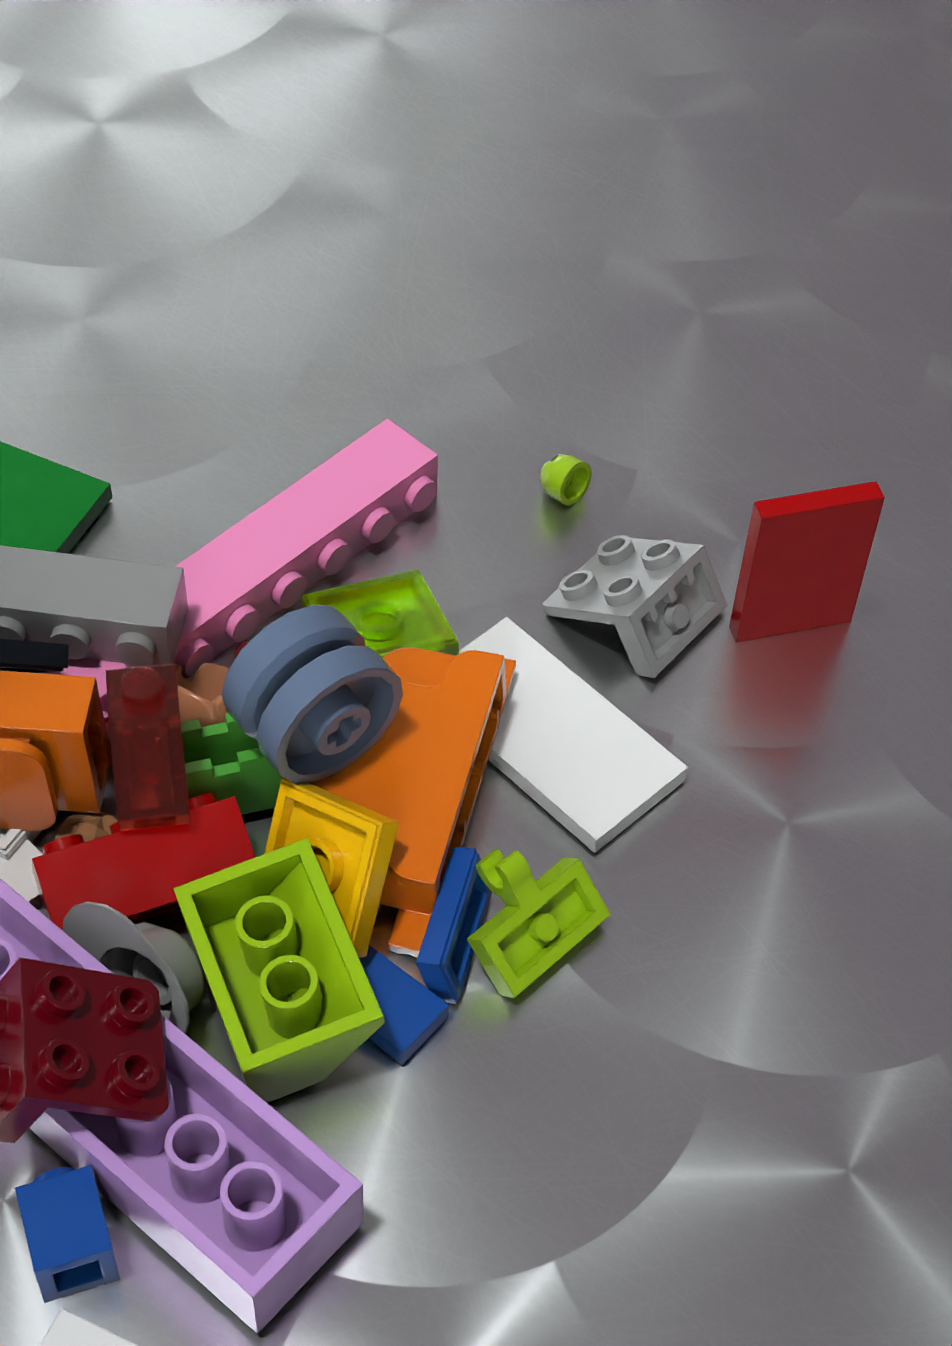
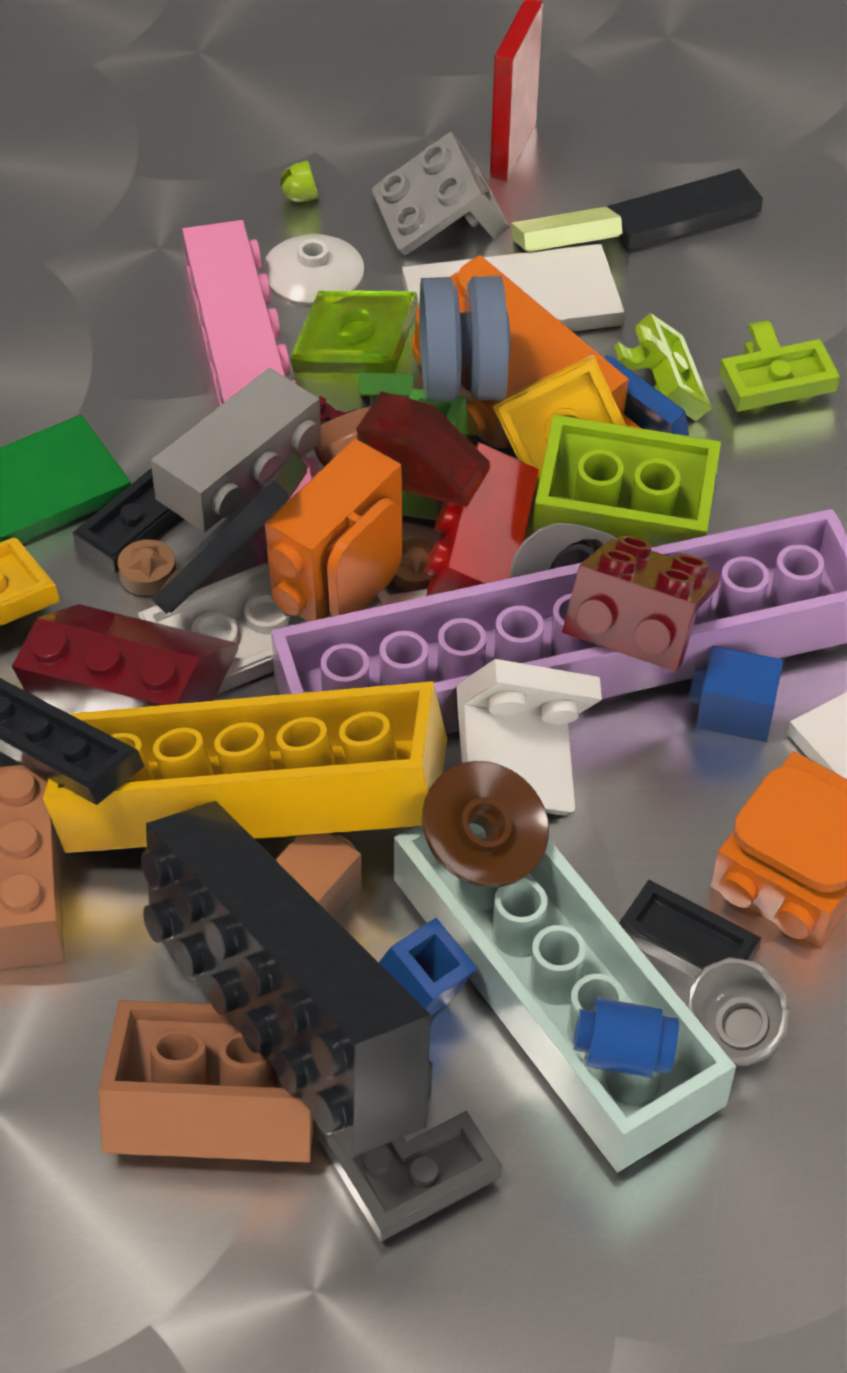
camera: 55 degrees left, 0 degrees up
(462, 553) = (312, 264): none -> white dish
(618, 1034) = (776, 373): none -> lime plate
(684, 725) = (566, 229): none -> yellowish green tile
(824, 819) = (687, 208): none -> black tile

